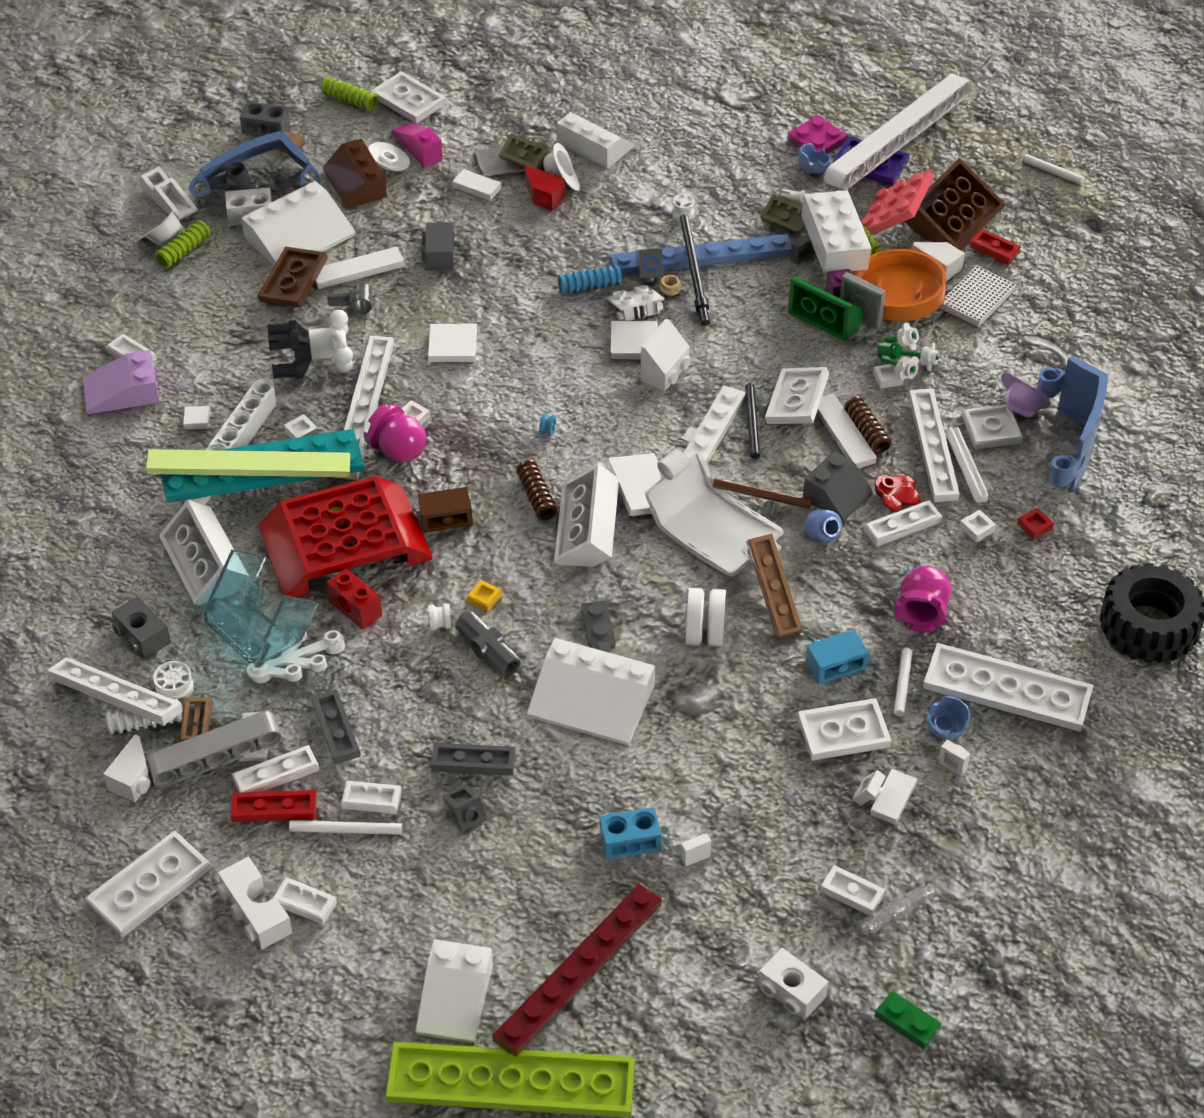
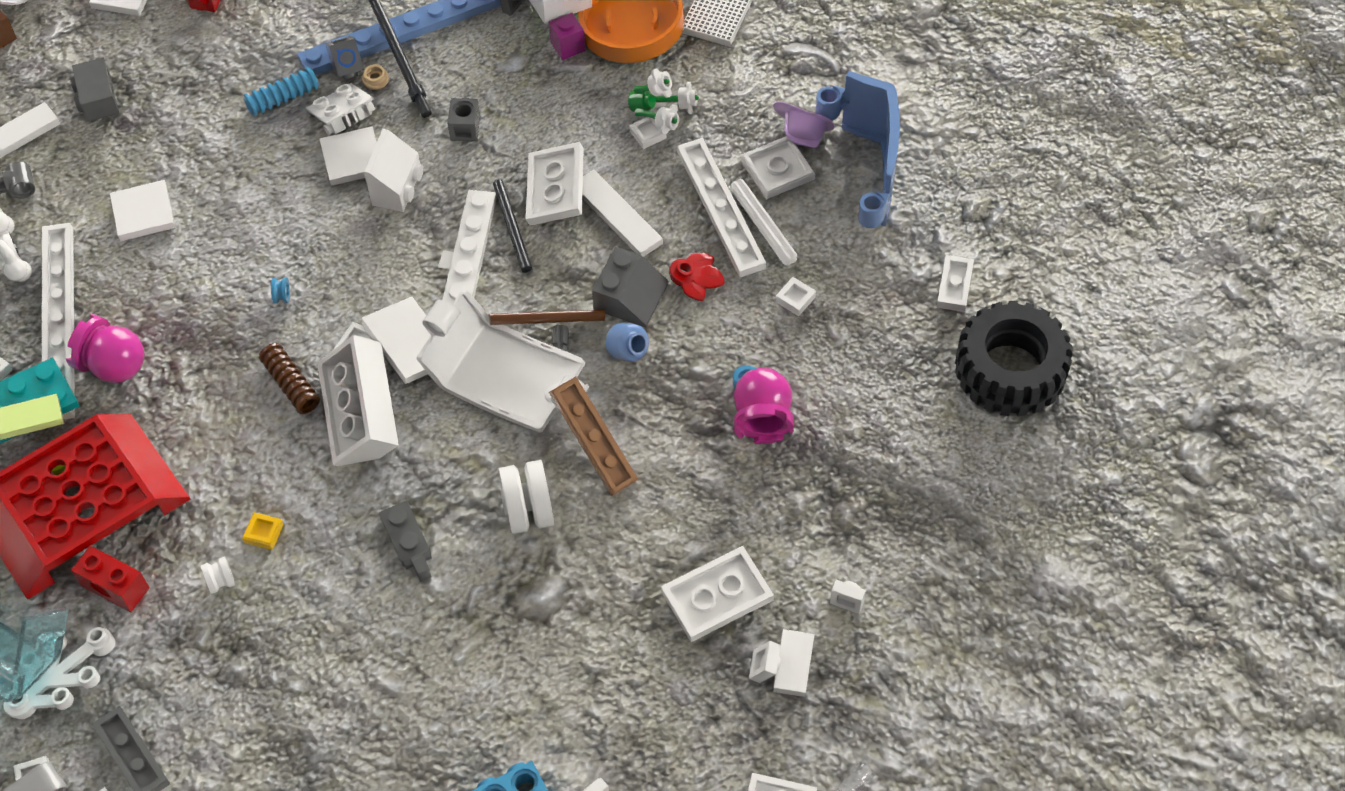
camera: 15 degrees left, 10 degrees up
(416, 411) = (121, 314): white plate -> none
(445, 509) = (188, 432): reddish brown brick -> none
(473, 759) = (304, 751): dark grey plate -> none
(487, 643) = (283, 594): dark grey piece -> none
(592, 691) = (420, 625): white slope -> none
(735, 332) = (463, 119): none -> dark grey brick
(823, 309) = (555, 67): green slope -> none
(836, 656) = (684, 503): dark azure brick -> none
(864, 296) = (596, 47): light grey tile -> none
(867, 425) = (642, 200): reddish brown piece -> none
(902, 523) = (712, 313): white tile -> none
(903, 679) = (765, 514): white bar -> none
(948, 718) = (828, 549): medium blue hair -> none
(1008, 687) = (882, 490): white plate -> none
(1035, 523) = (857, 277): red plate -> none
(1120, 547) = (955, 283): none -> white plate

